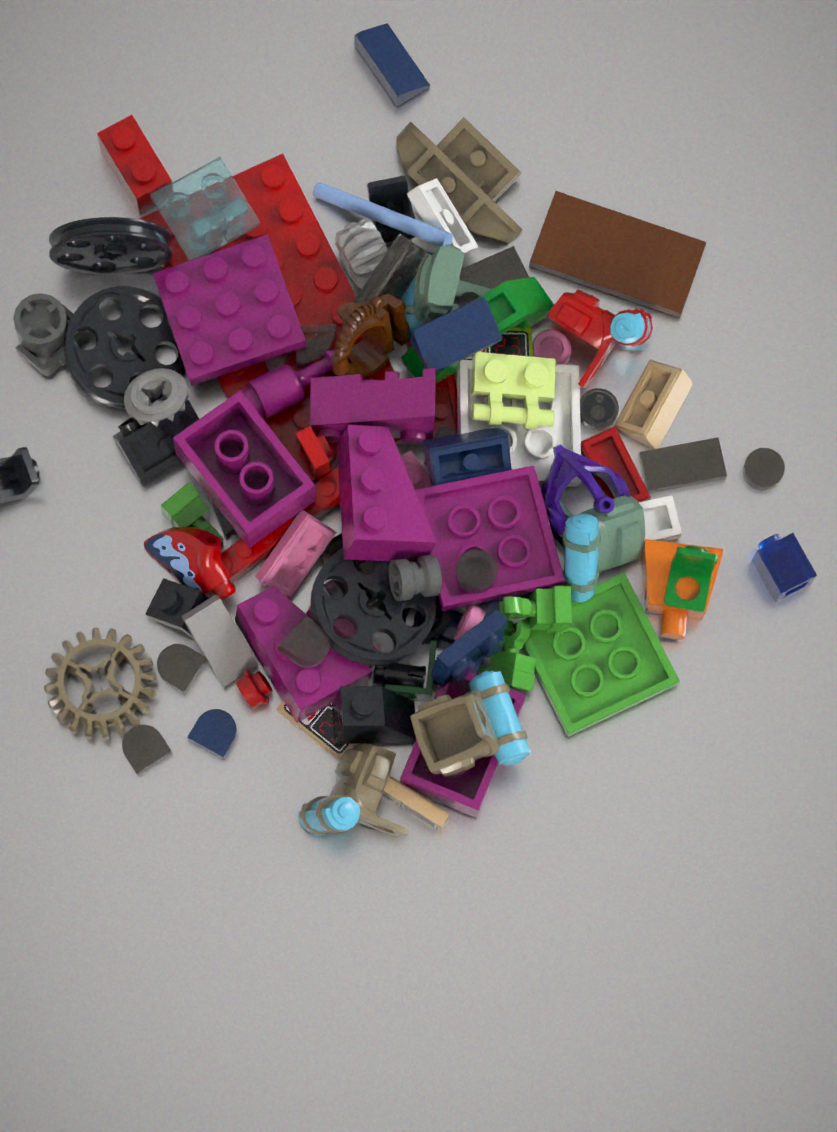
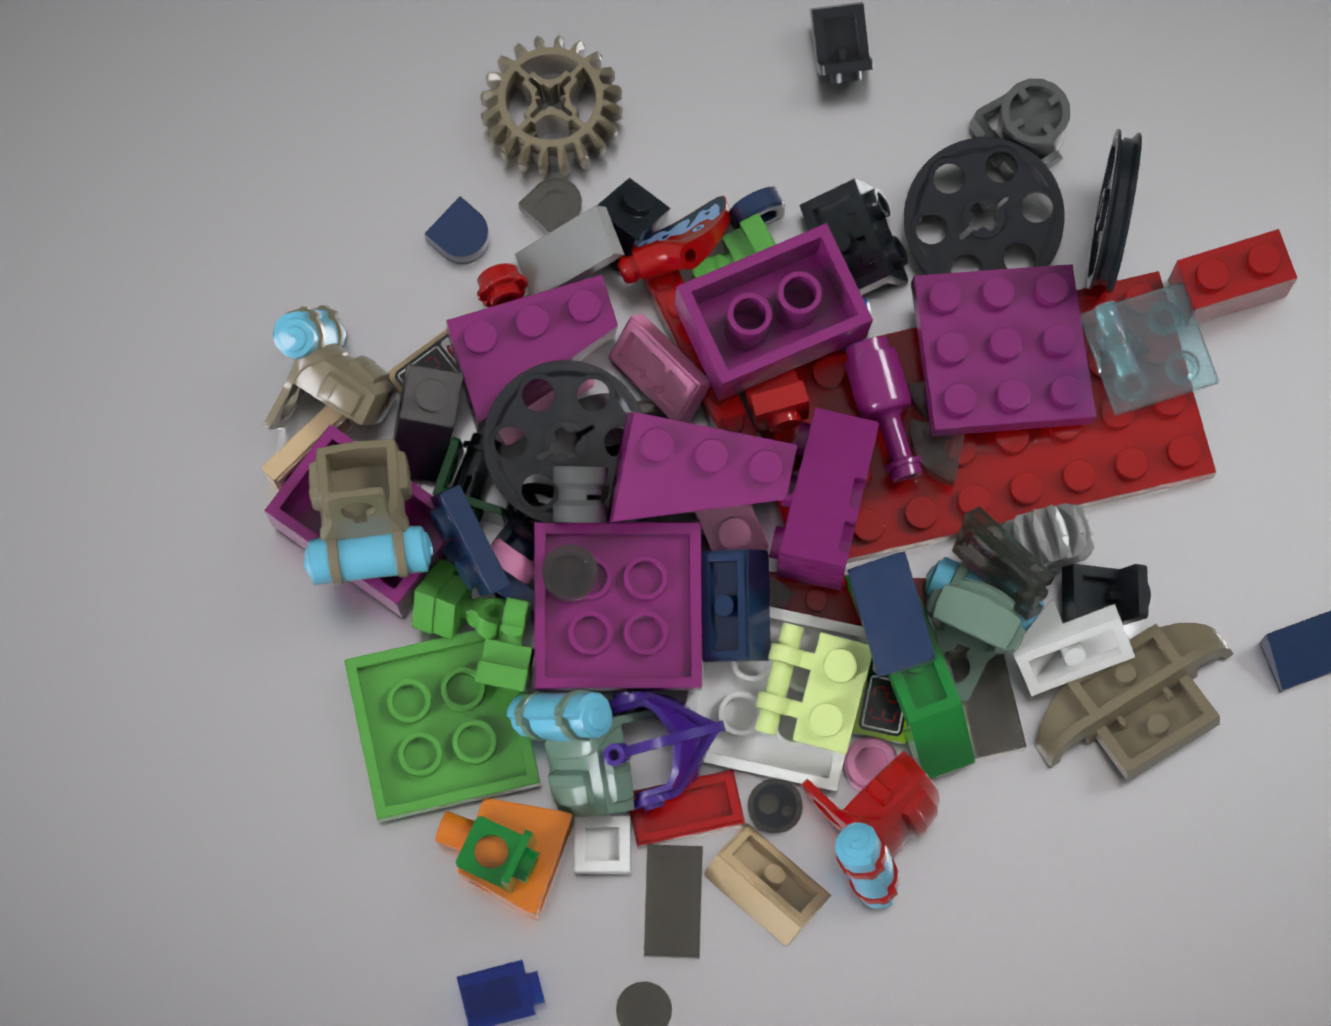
camera: 110 degrees right, 0 degrees up
(144, 748) = (462, 146): clear smoke tile -> none
(152, 512) = (763, 201): none -> dark blue tile
(153, 384) = (922, 240): light grey gear -> none
(306, 644) = (526, 340): clear smoke tile -> none
(382, 215) = (1095, 575): light blue bar -> none
(385, 323) = (927, 514): reddish brown piece -> none
(617, 254) = (988, 887): reddish brown tile -> none

